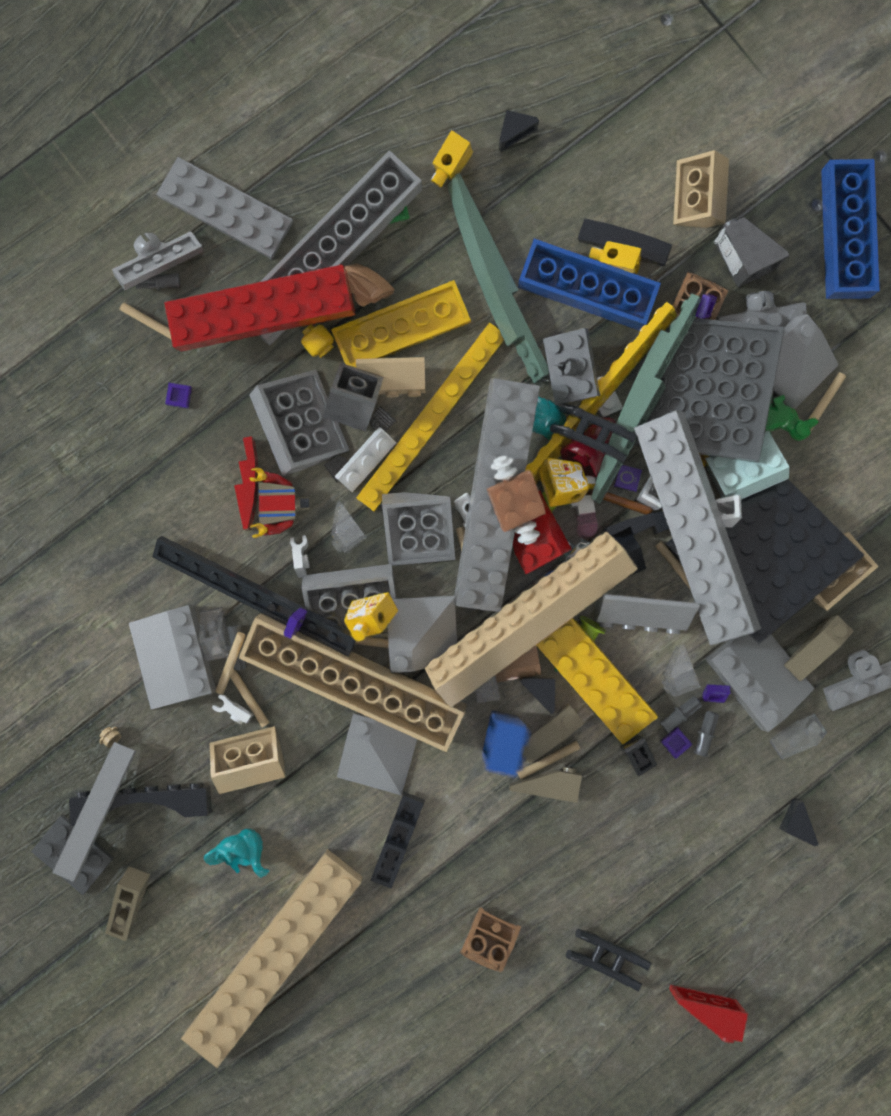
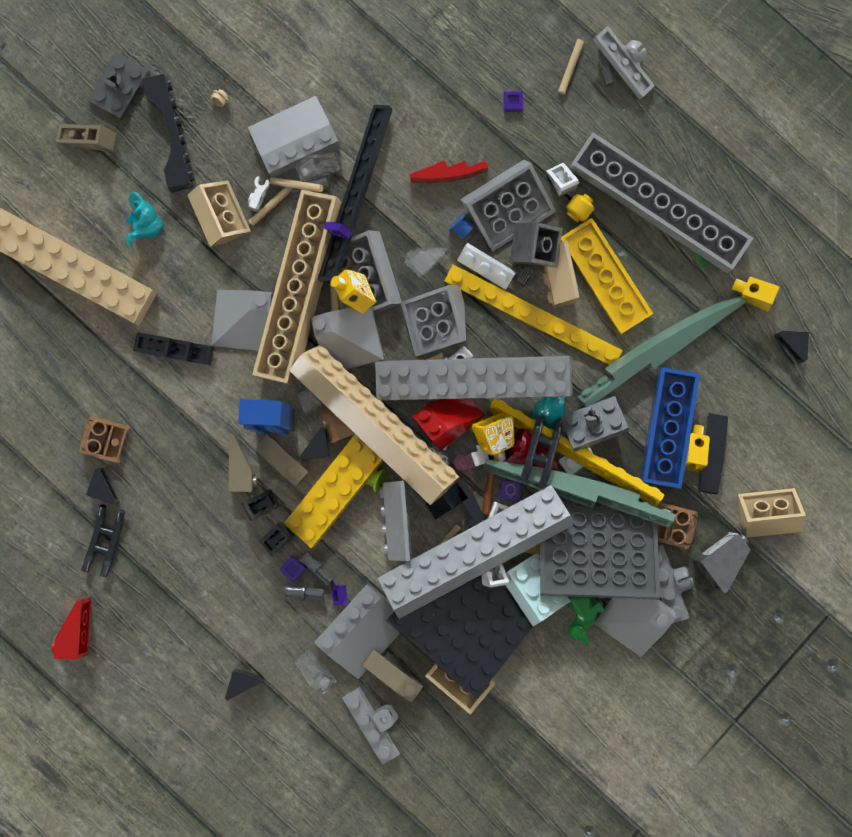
camera: 85 degrees right, 0 degrees up
(94, 812) = (156, 96): light grey tile -> none
(224, 208) = (680, 110): light grey plate -> none
(260, 308) = (596, 153): red brick -> none
(277, 503) = (435, 199): torso -> none
(280, 354) = (562, 179): none -> white slope
(300, 560) = (390, 227): white plate -> none
(313, 480) = (461, 226): none -> blue piece
(367, 285) = (635, 237): medium nougat slope -> none
(516, 500) = (470, 393): nougat plate -> none
(544, 762) = (260, 463): tan bar -> none
(547, 951) = (101, 488): none -> black slope
(597, 768) = (260, 505): none -> black slope
(680, 673) = (350, 561): clear slope -> none
(706, 306) = (668, 530): dark purple tile -> none
(833, 388) = (610, 651): tan bar -> none
(850, 229) = (760, 646): blue brick -> none

